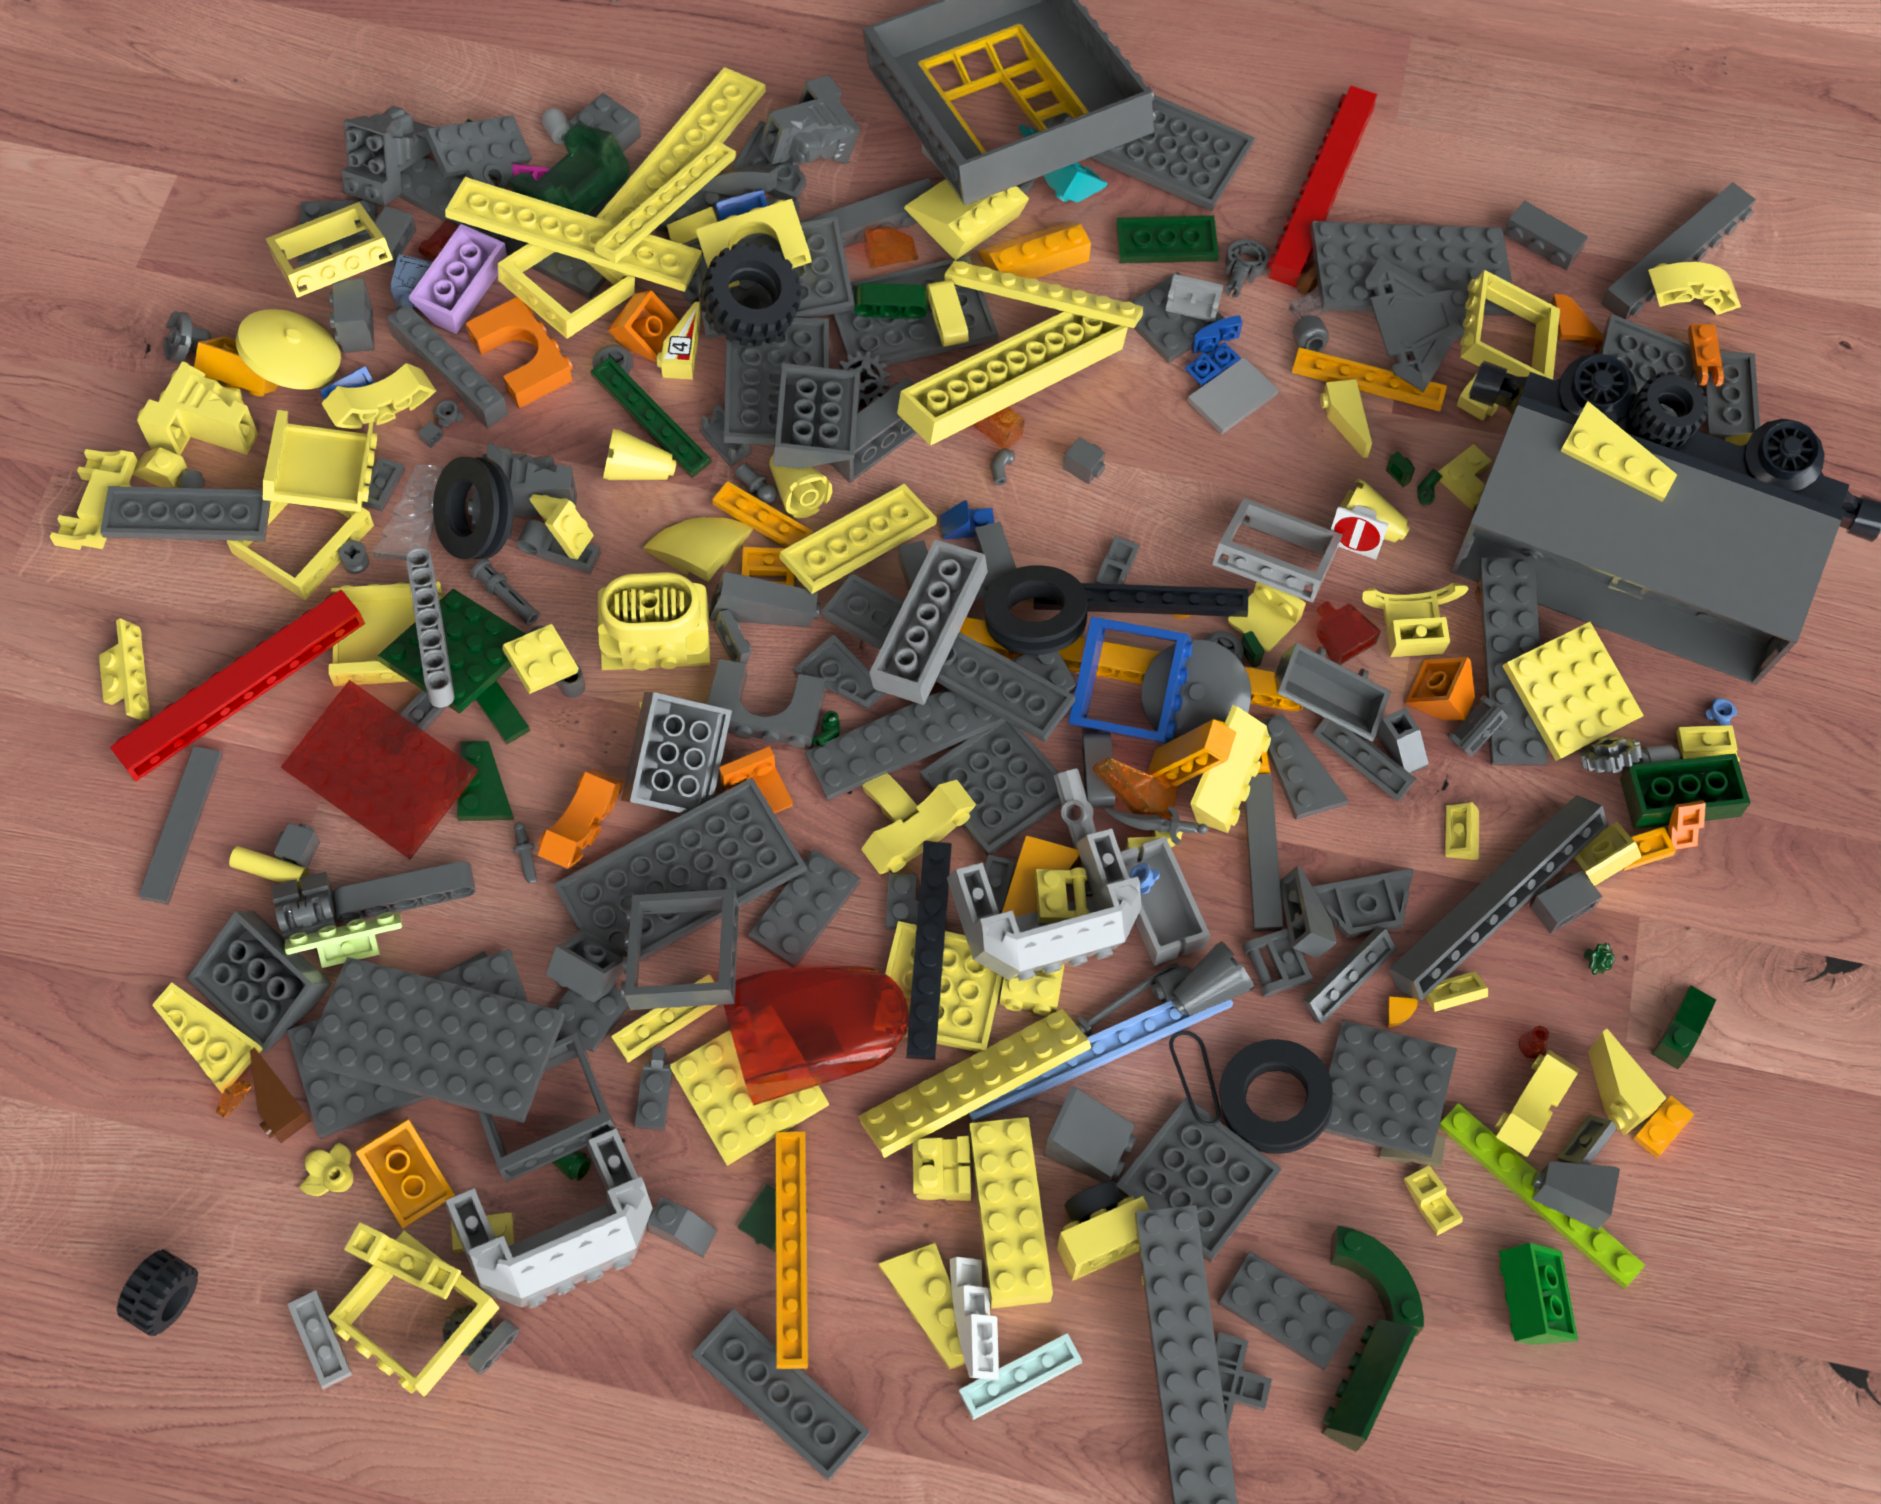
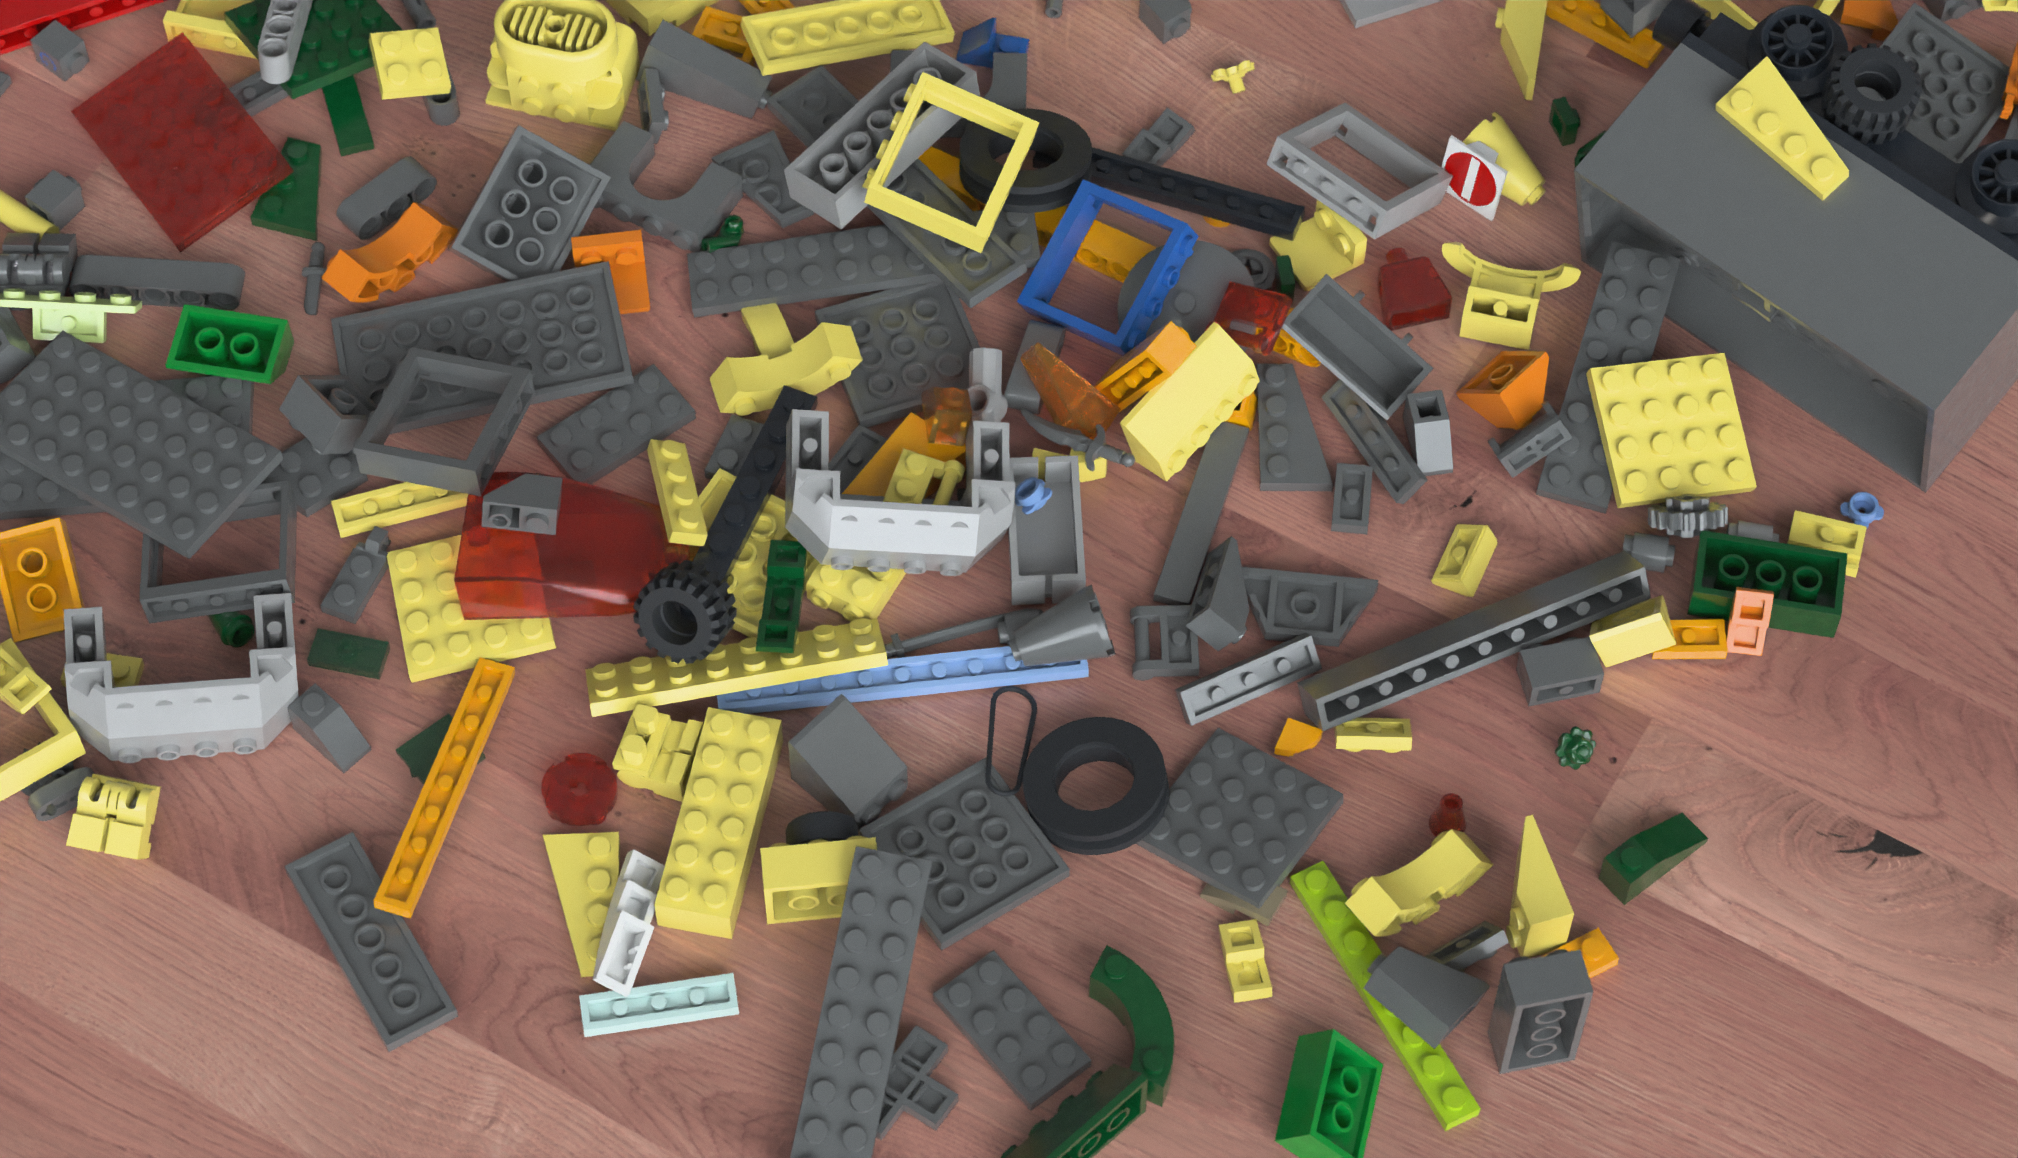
camera: 20 degrees right, 5 degrees down
(253, 719) = (60, 50): none -> dark grey brick
(485, 931) = (230, 344): none -> green slope
(543, 1352) = (108, 797): none -> light yellow hips
(557, 771) = (386, 198): none -> dark grey beam
(670, 1157) = (348, 653): none -> clear green plate
(778, 1005) = (524, 505): none -> dark grey slope
(876, 952) = (677, 492): none -> light yellow plate
(903, 1204) = (583, 809): none -> clear red plate
(928, 1036) = (672, 632): none -> black tyre
(990, 1017) = (783, 597): none -> dark green slope
(1003, 586) = (971, 108): none -> light yellow window
(1056, 831) = (946, 415): none -> clear orange slope
(1152, 496) = (1234, 75): none -> light yellow plant
(1256, 684) = (1253, 308): none -> clear red plate
(1366, 808) = (1352, 498): none -> dark grey plate
(1591, 787) = (1650, 550): none -> dark grey brick
(1673, 1182) = (1540, 1010): none -> dark grey brick

